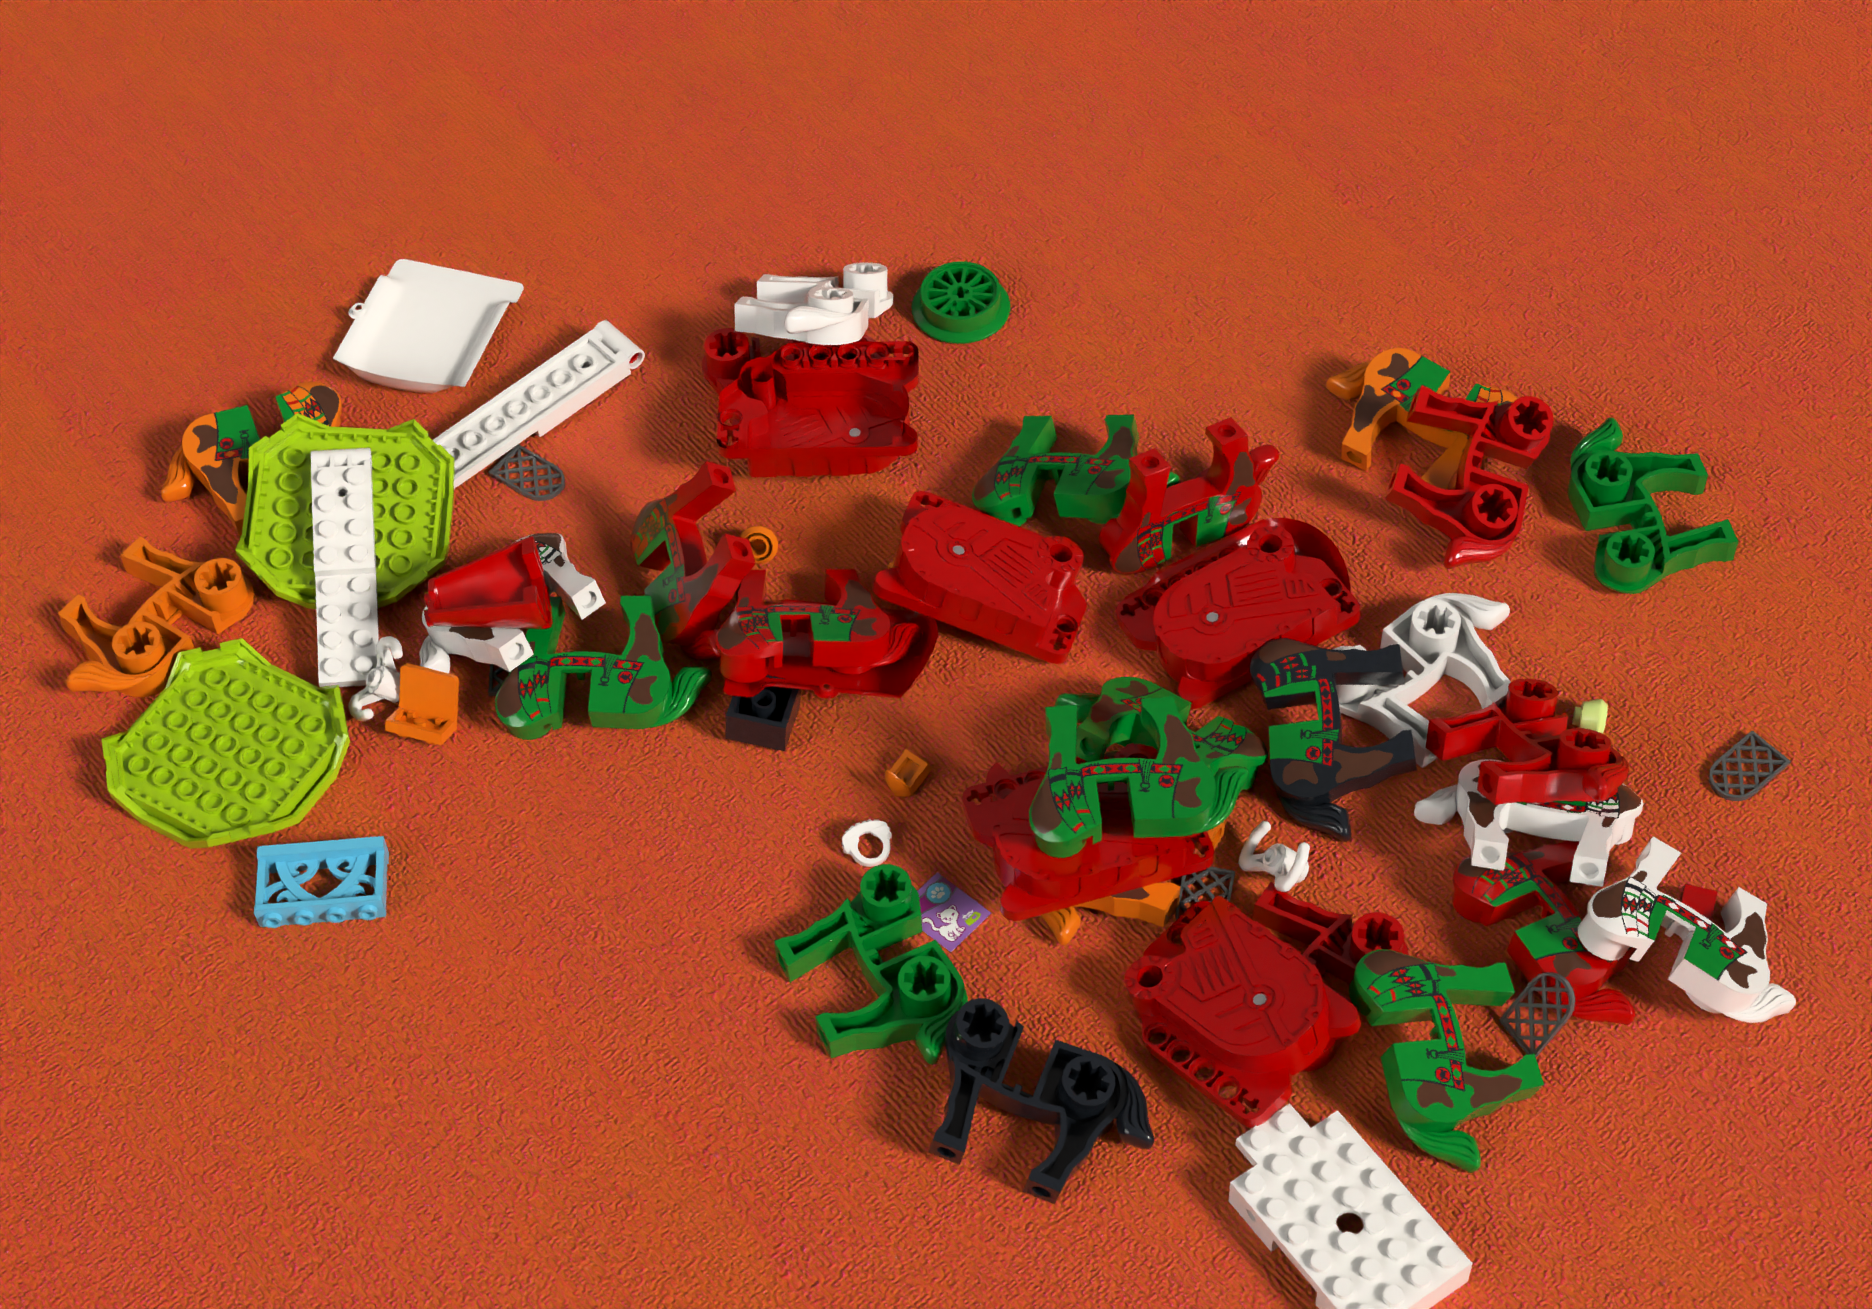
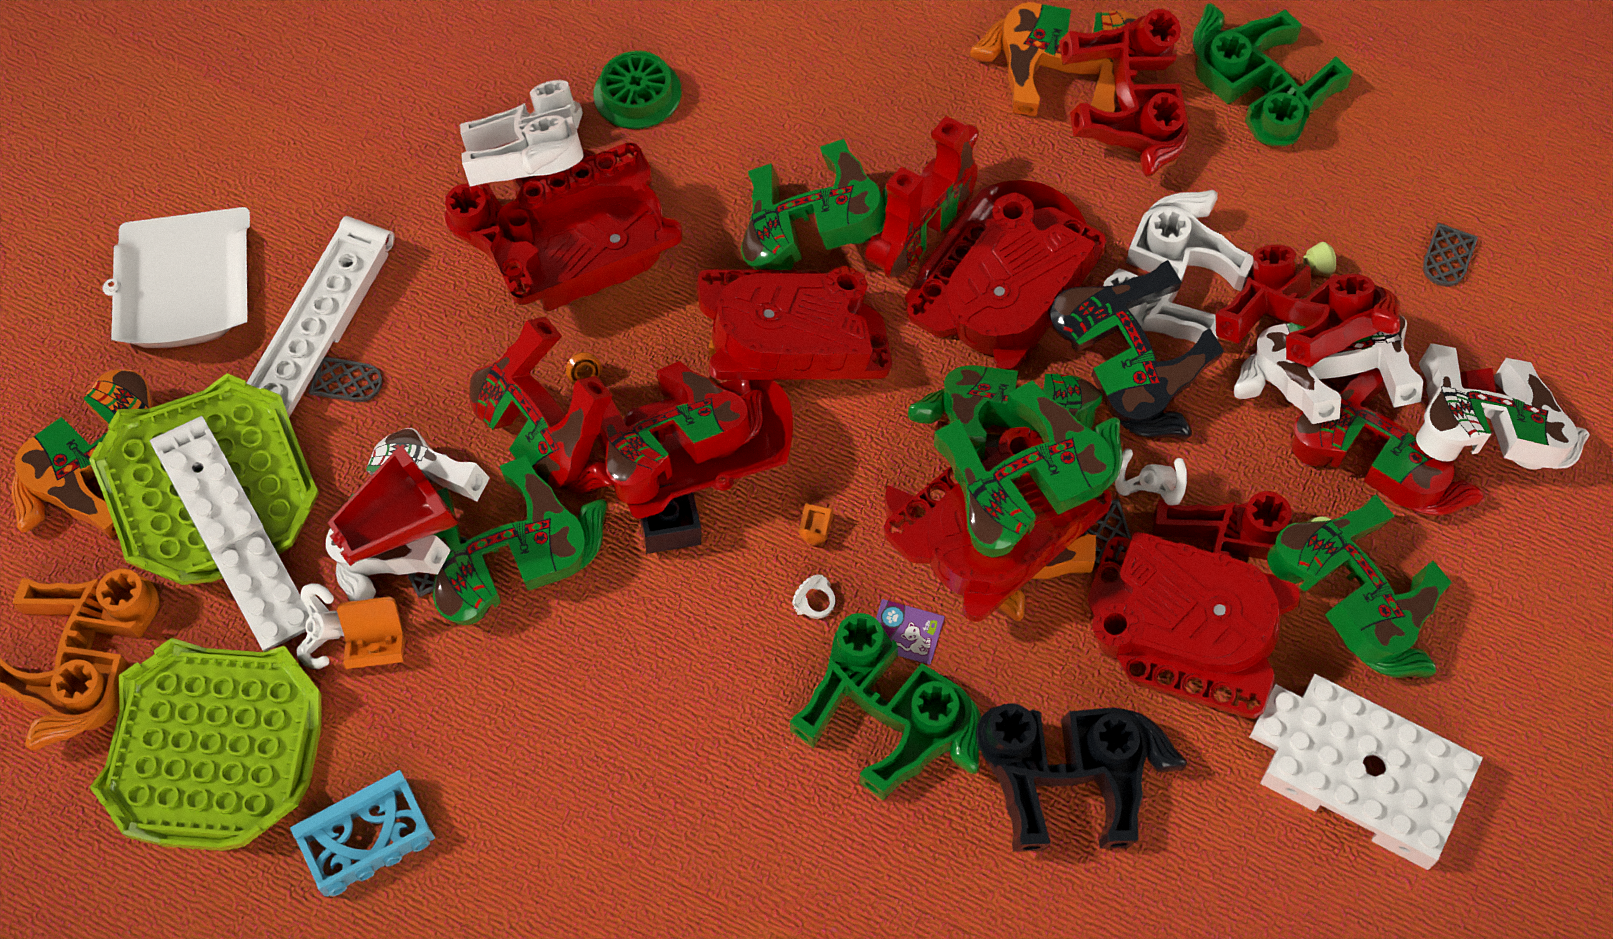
camera: 25 degrees left, 10 degrees up
(1504, 1020) = (1387, 539): dark grey window -> none

